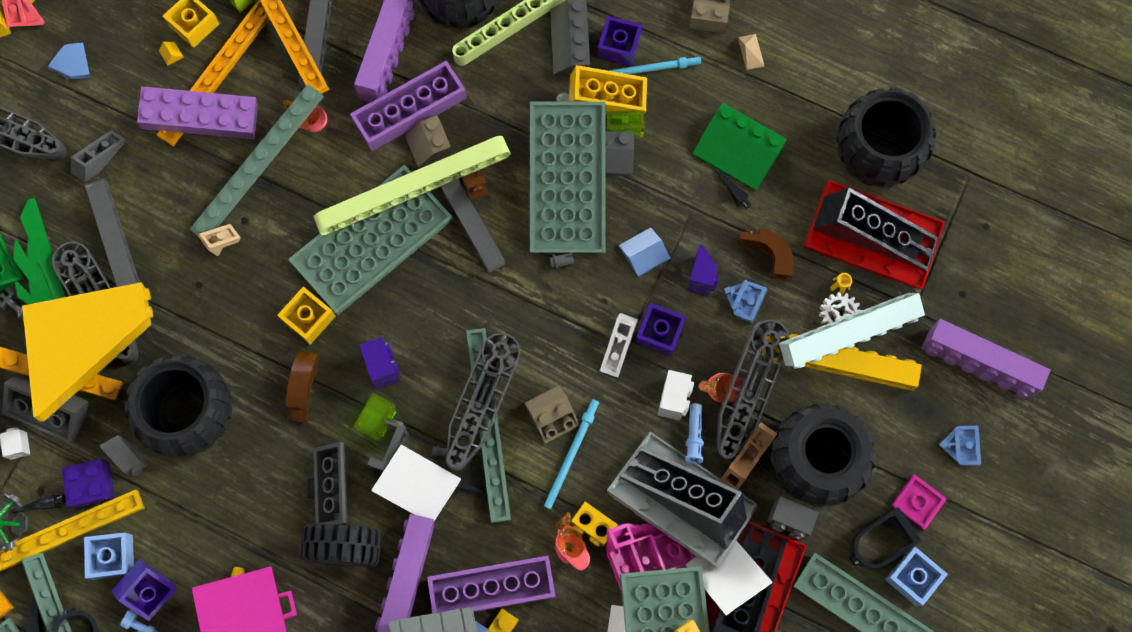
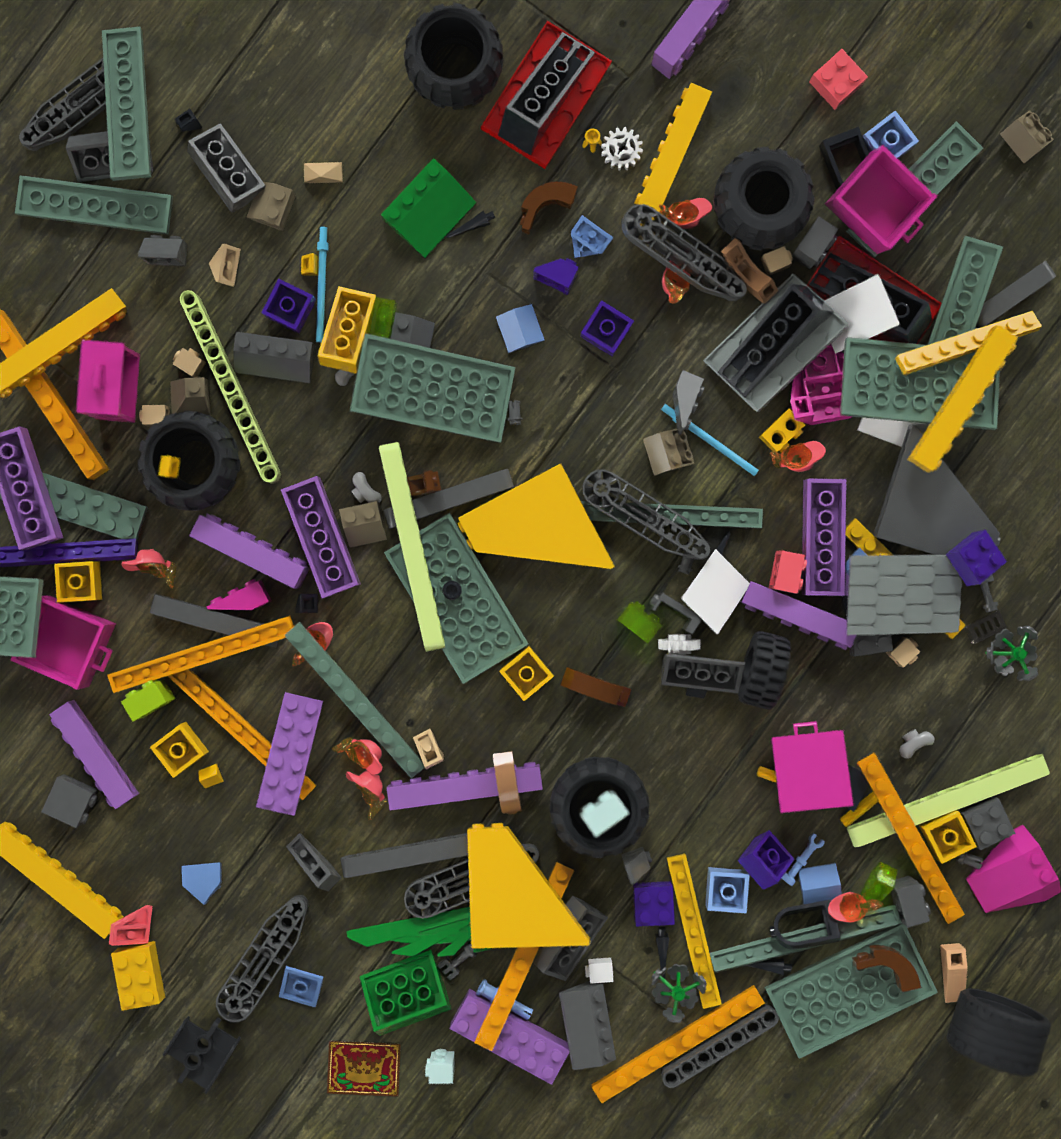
camera: 80 degrees left, 15 degrees up
(167, 400) = (603, 813): none -> light aqua brick
(175, 194) = (371, 790): none -> hair
(187, 280) = (458, 787): none -> medium lavender brick
(191, 313) = (507, 783): none -> medium nougat arch
(209, 178) = (362, 752): none -> clear yellow hair
(341, 54) = (248, 598): none -> dark pink slope
(344, 107) = (307, 603): none -> black slope
(357, 458) = (679, 644): none -> white gear
(377, 231) = (452, 590): none -> black plate
(379, 364) = (589, 608): dark purple brick -> none
(448, 554) = (787, 572): none -> coral brick
(457, 301) = (537, 522): none -> yellow slope
(461, 137) = (363, 490): none -> light grey piece
(612, 419) = (684, 397): none -> slope
(618, 345) = (611, 372): white slope -> none
(663, 55) = (309, 264): none -> yellow slope
(674, 395) = (676, 328): white brick -> none
(694, 441) = (723, 319): light blue pin -> none
(766, 486) = (776, 260): none -> tan brick
(792, 387) = (687, 213): none -> hair
(851, 329) = (645, 140): light aqua brick -> none
(851, 575) = (881, 201): none -> dark pink container
(919, 502) = (818, 120): dark pink tile -> none
(963, 445) = (772, 62): medium blue slope -> none
(965, 513) = (838, 79): none -> coral brick

